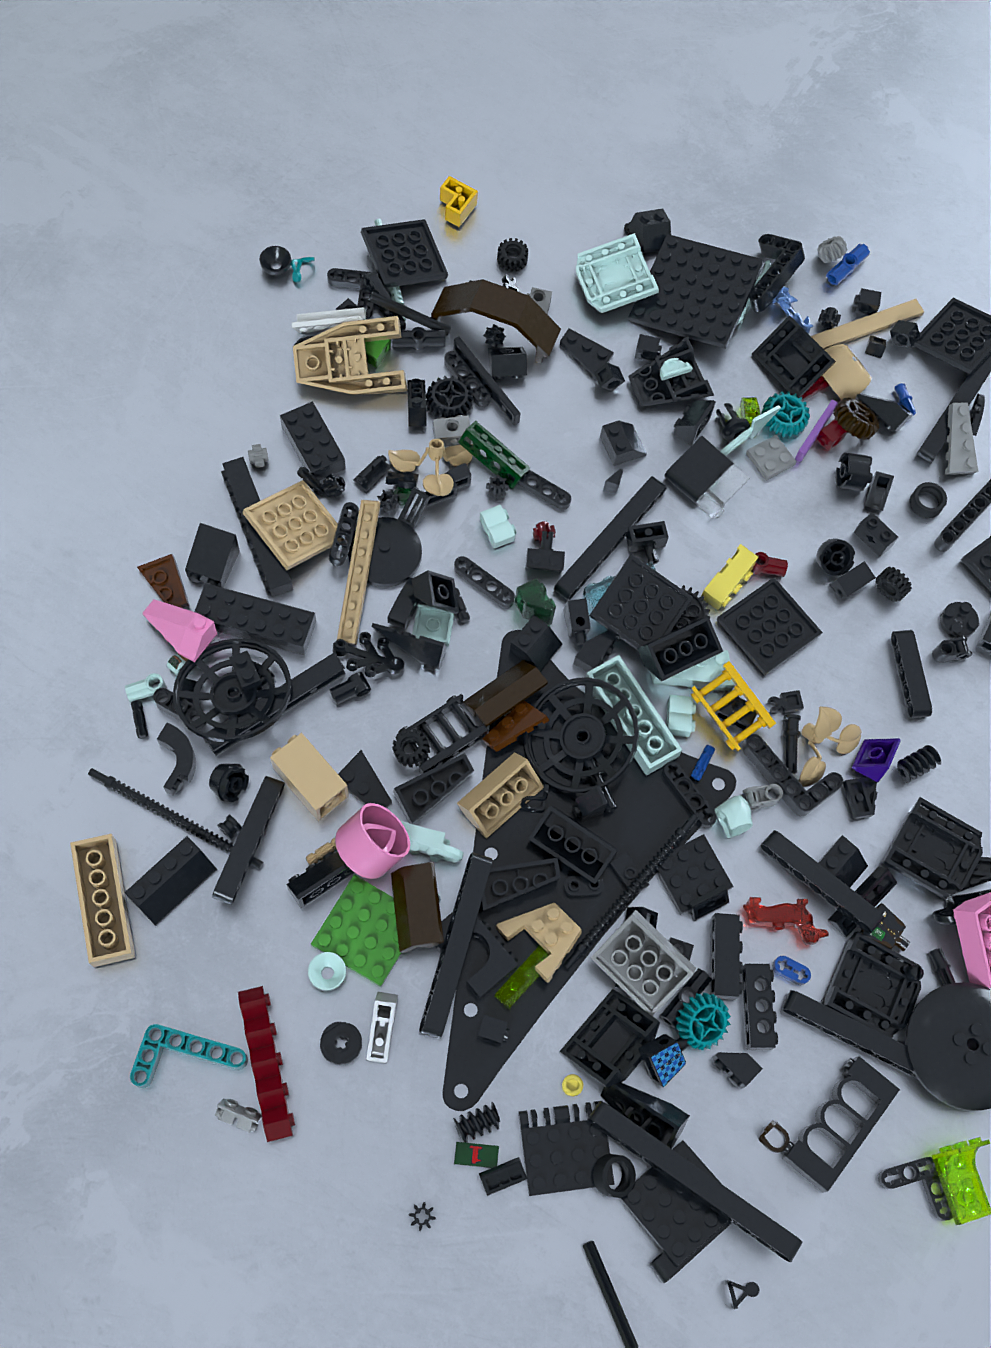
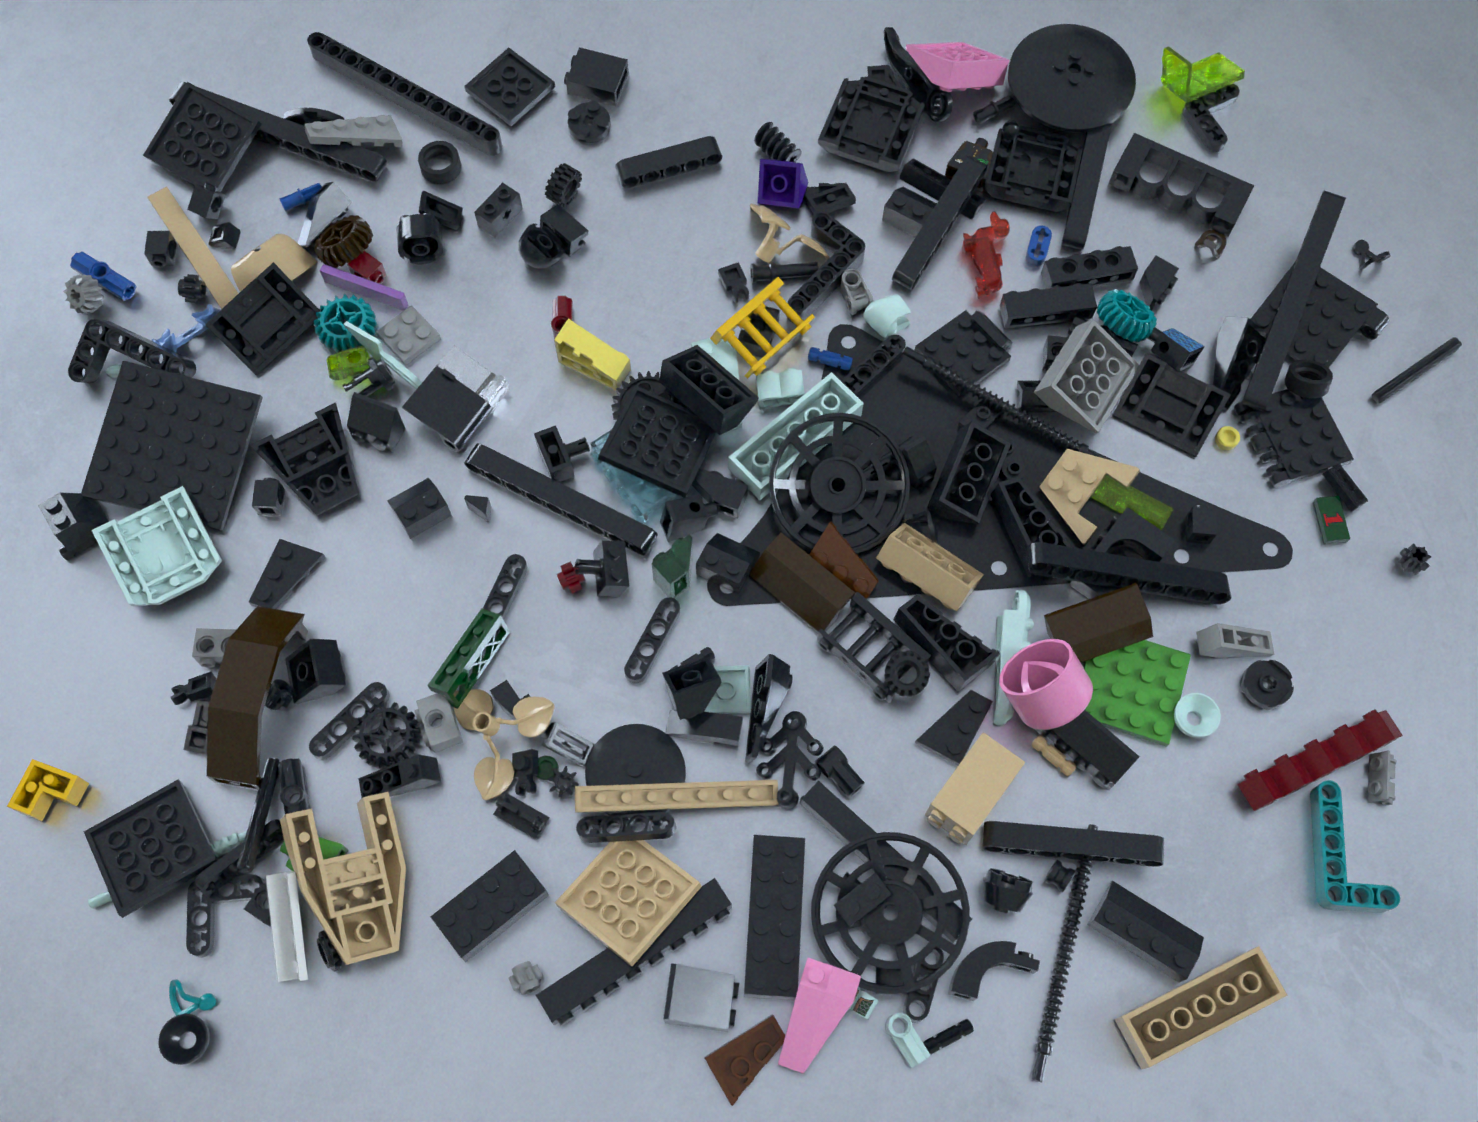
camera: 95 degrees left, 0 degrees up
(310, 480) = (554, 890): black axle -> none
(333, 485) = (553, 860): black gear -> none
(477, 1123) = (1303, 521): black piece -> none
(496, 392) = (368, 675): black tile -> none
(497, 491) = (520, 648): black gear -> none
(497, 526) = (572, 636): light aqua brick -> none
(512, 246) = (142, 707): black tyre -> none
(609, 376) = (323, 534): black brick -> none
(674, 367) = (300, 458): light aqua tile -> none
(769, 626) = (642, 310): black plate -> none
(955, 650) = (630, 125): black piece -> none

